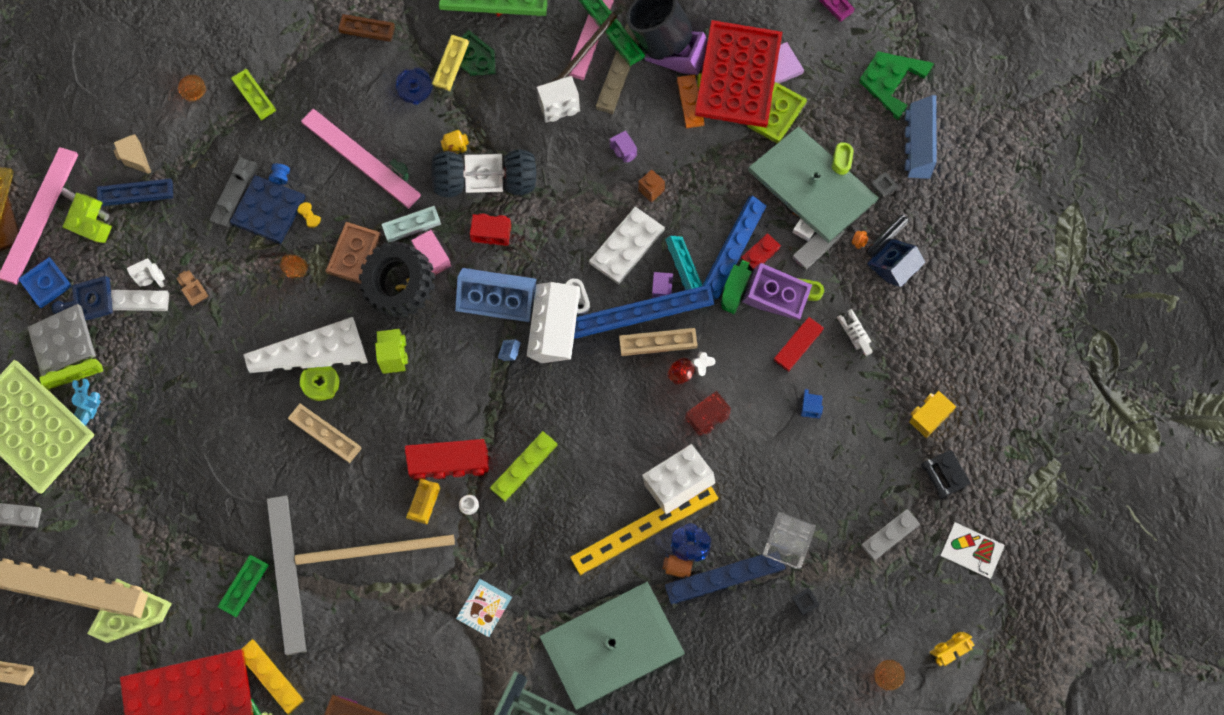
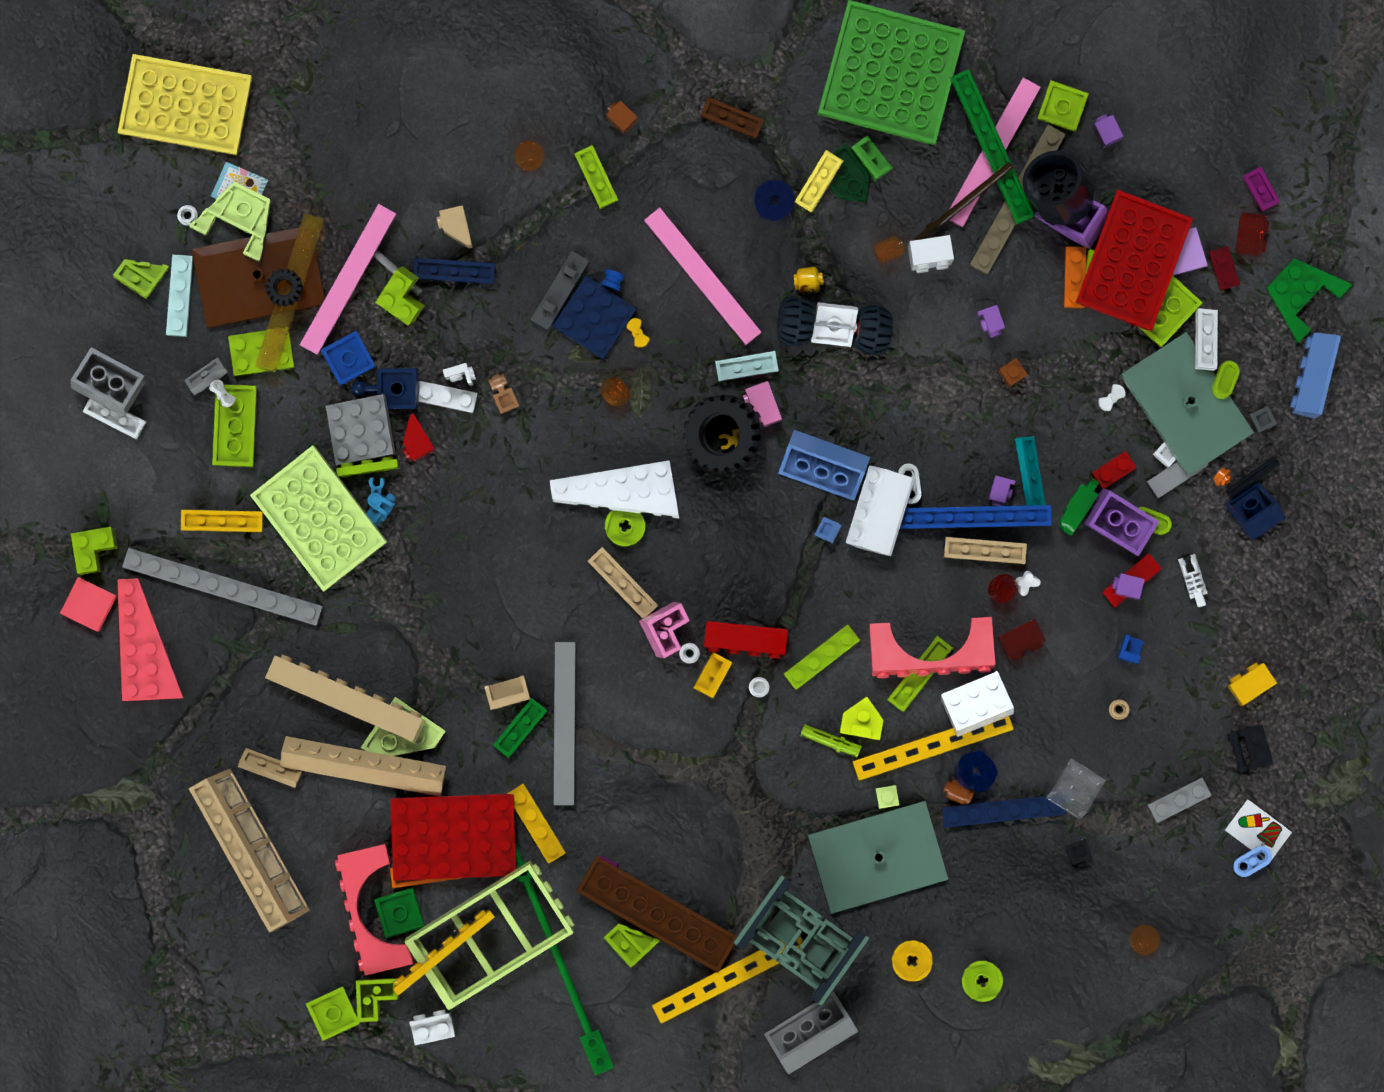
camera: 10 degrees right, 15 degrees up
(89, 651) = (363, 766): none -> tan brick
(114, 342) = (416, 441): none -> red slope
(226, 556) = (507, 693): none -> tan panel
(269, 43) = (621, 116): none -> dark orange brick
(351, 251) = (679, 386): nougat tile -> none
(363, 465) = (660, 626): none -> bright pink brick
(374, 549) = (657, 715): tan piece -> none
(391, 351) = (705, 507): lime brick -> none
(395, 480) = (689, 646): none -> white plate
(399, 169) = (743, 300): clear green plate -> none
(484, 607) = (757, 794): sticker -> none
(490, 229) = (831, 389): red brick -> none
(493, 38) = (871, 158): none -> bright green hinge
(521, 106) = (888, 250): none -> clear orange brick
(554, 543) = (832, 741): none -> lime pin
(573, 518) = (862, 721): none -> neon yellow plate
(589, 453) = (890, 659): none -> coral arch
(610, 585) = (887, 796): none -> yellowish green plate
(619, 464) = (911, 685): none -> lime tile
(626, 245) = (973, 434): white plate -> none
(734, 245) = (1086, 459): blue plate -> none
(748, 188) = (1106, 403): none -> white piece
(796, 346) = (1128, 586): none -> medium lavender brick
(813, 455) = (1125, 707): none -> tan plate
(817, 128) = (1206, 339): none -> white plate
(819, 71) = (1224, 268): none -> dark red plate
(835, 39) = (1251, 234): none -> clear red brick
(960, 642) = (1221, 921): yellow hinge -> none
(974, 579) = (1252, 861): none -> light blue plate

